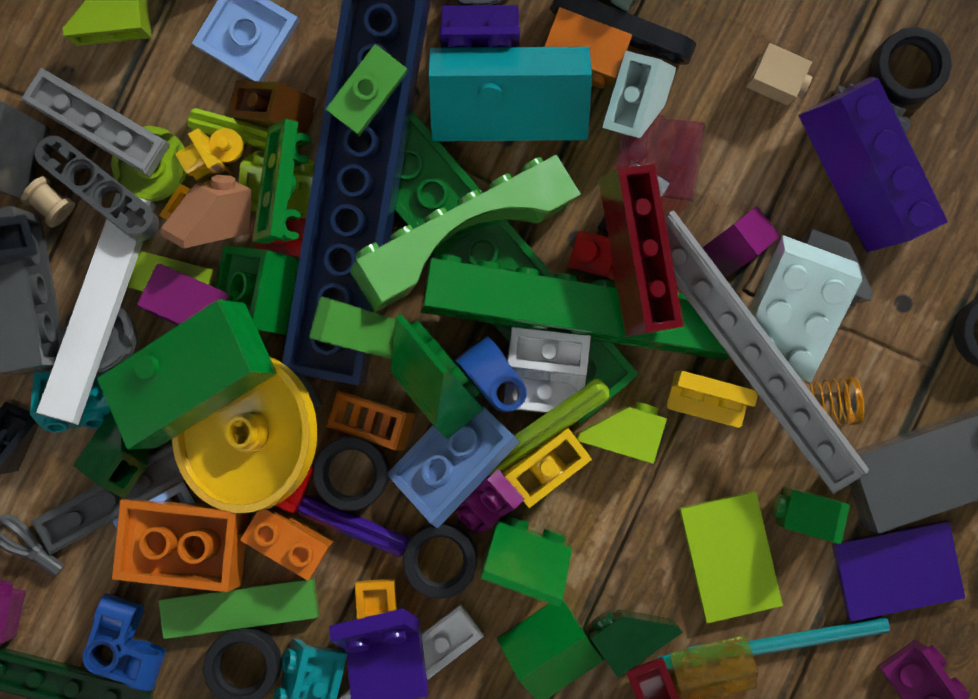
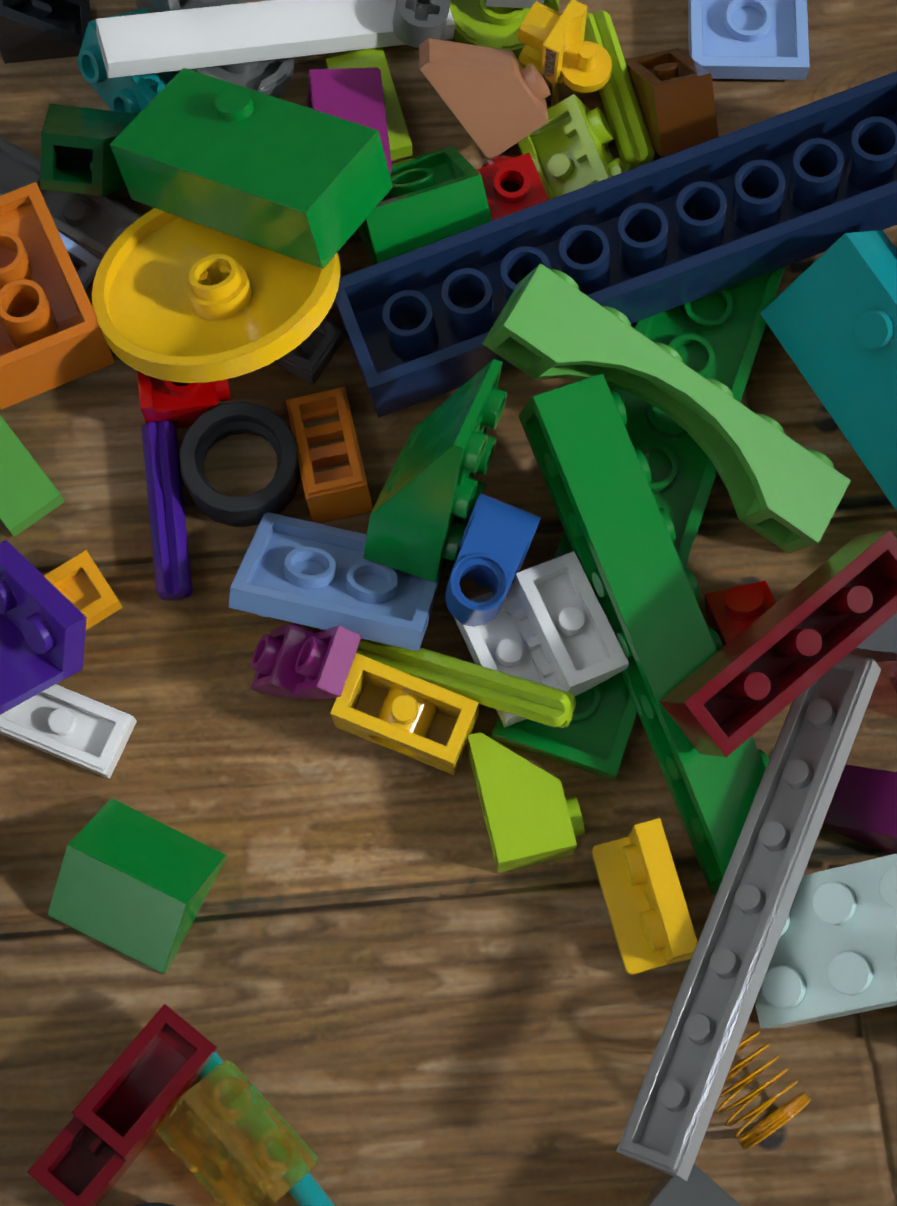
camera: 55 degrees right, 15 degrees down
(279, 182) = (580, 145): green plate -> none
(287, 541) = (97, 429): orange brick -> none
(353, 328) = (443, 320): bright green tile -> none
(367, 90) = (774, 171): bright green plate -> none
(444, 589) = (174, 604): black tyre -> none
(527, 560) = (253, 754): green slope -> none
(630, 637) = (218, 984): dark green slope -> none
(730, 556) = (426, 1075): lime tile -> none
(811, 514) = (562, 1146): green slope -> none

